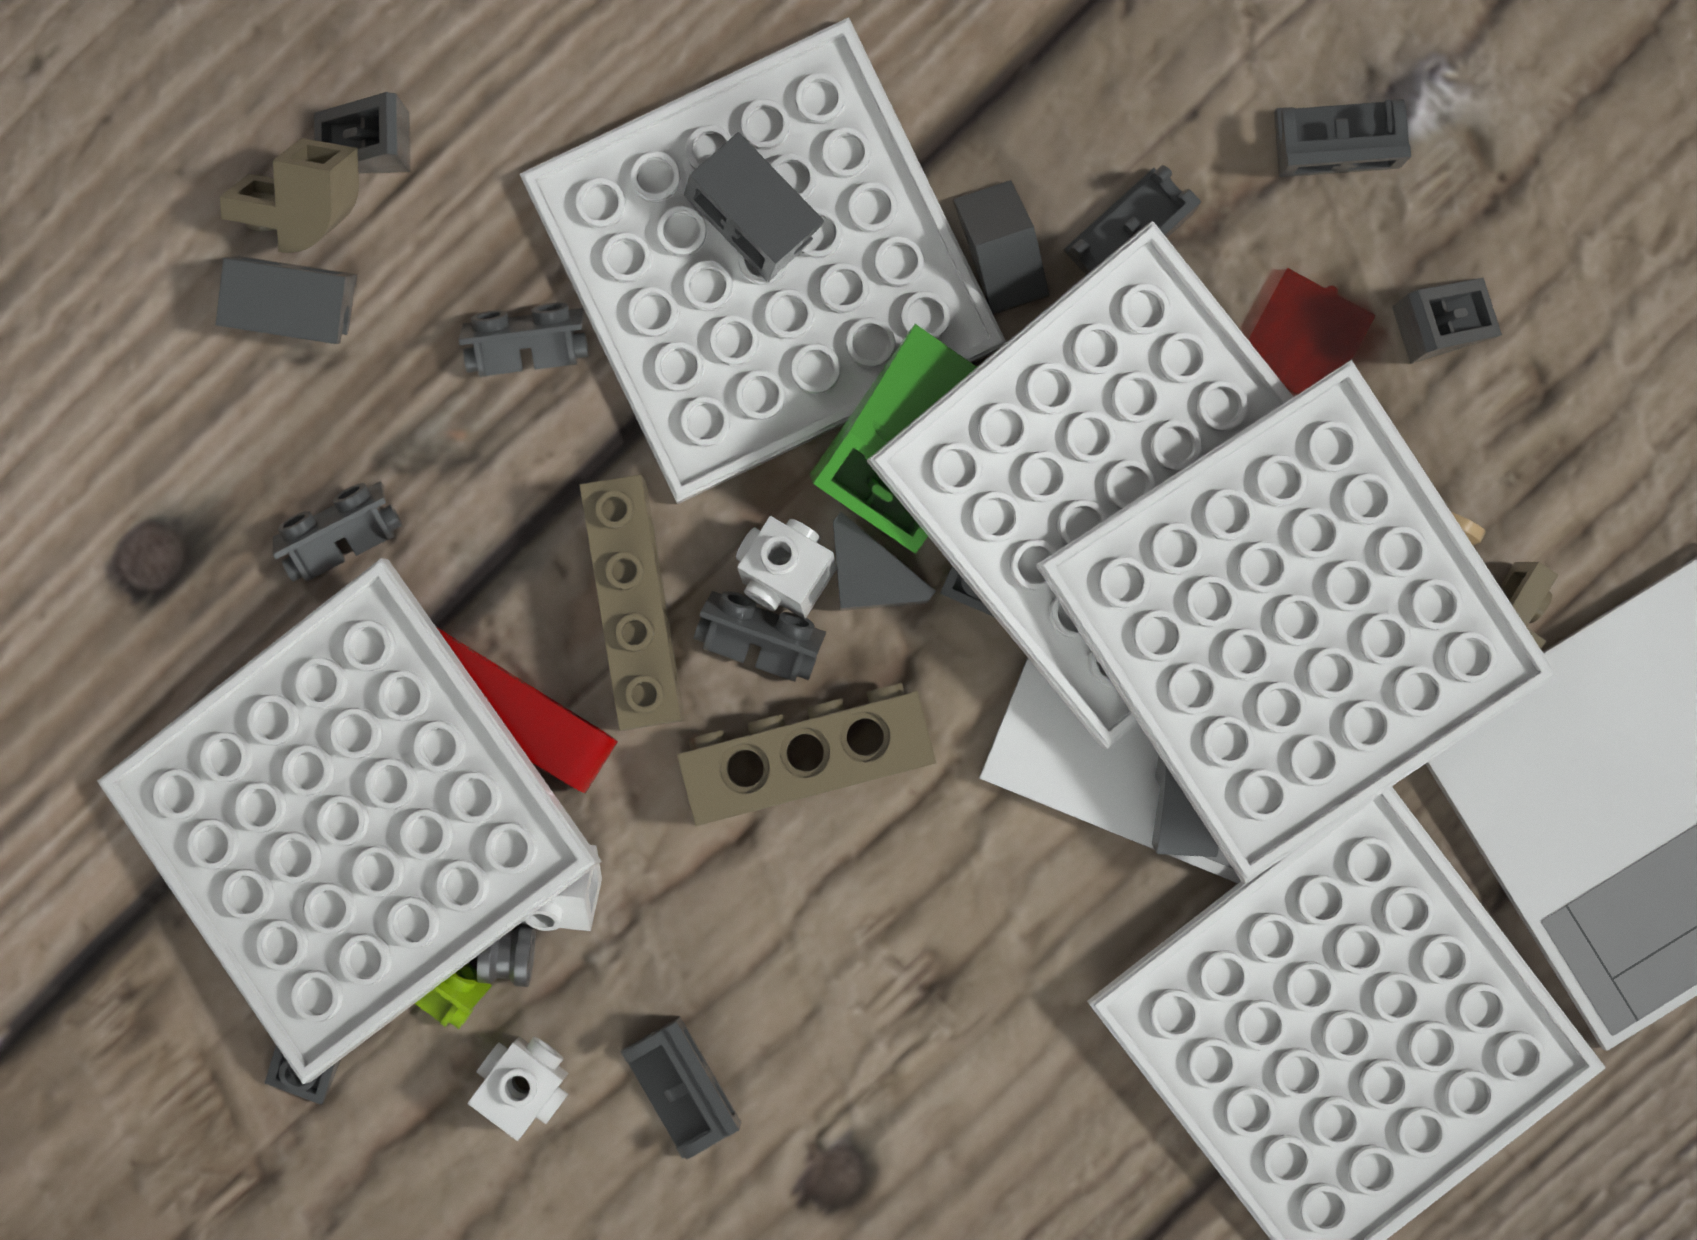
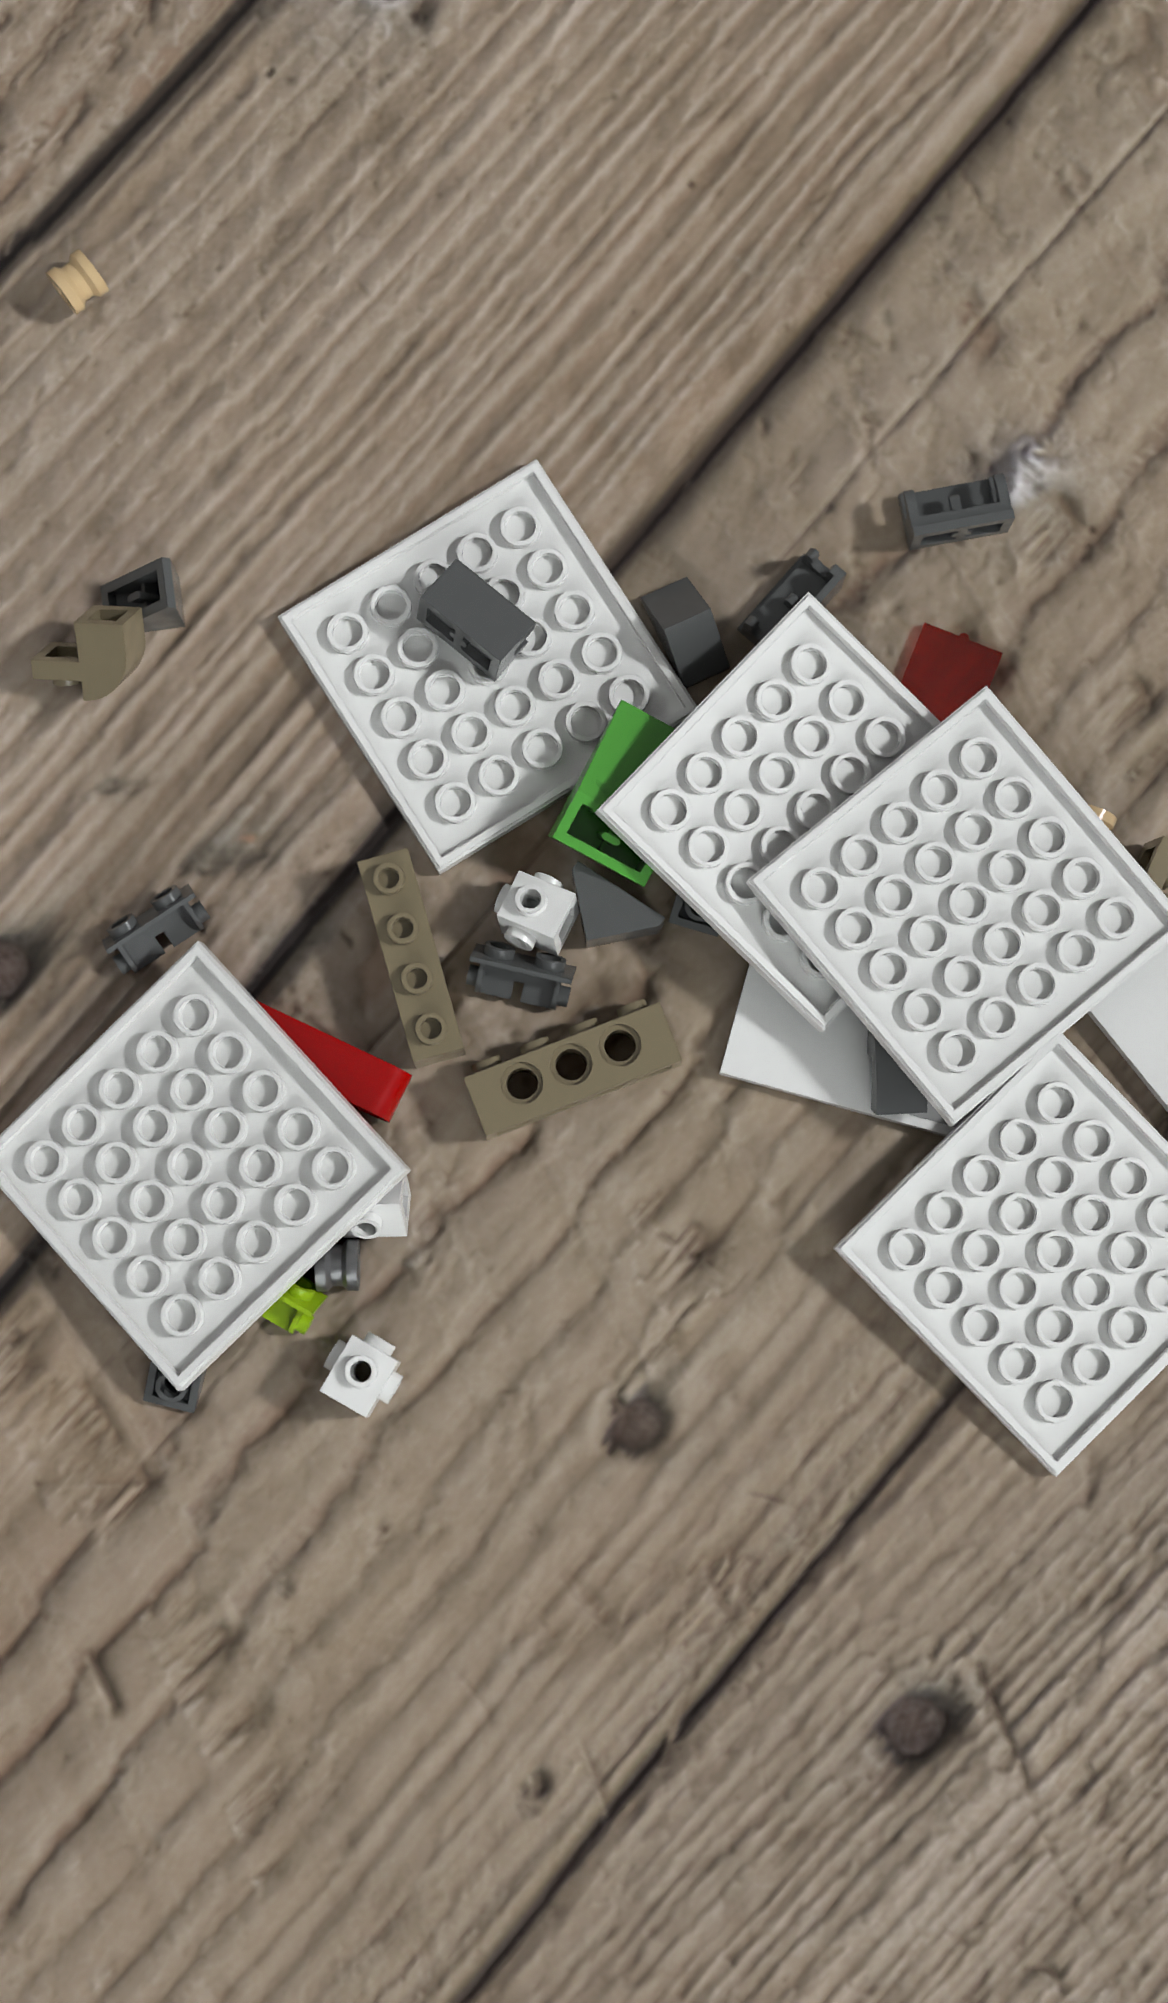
camera: 10 degrees left, 5 degrees down
(285, 299) = (93, 740): dark grey hinge -> none
(545, 331) = (276, 753): dark grey hinge -> none
(682, 1088) = (497, 1362): dark grey hinge -> none
(1445, 319) = (1060, 648): dark grey slope -> none

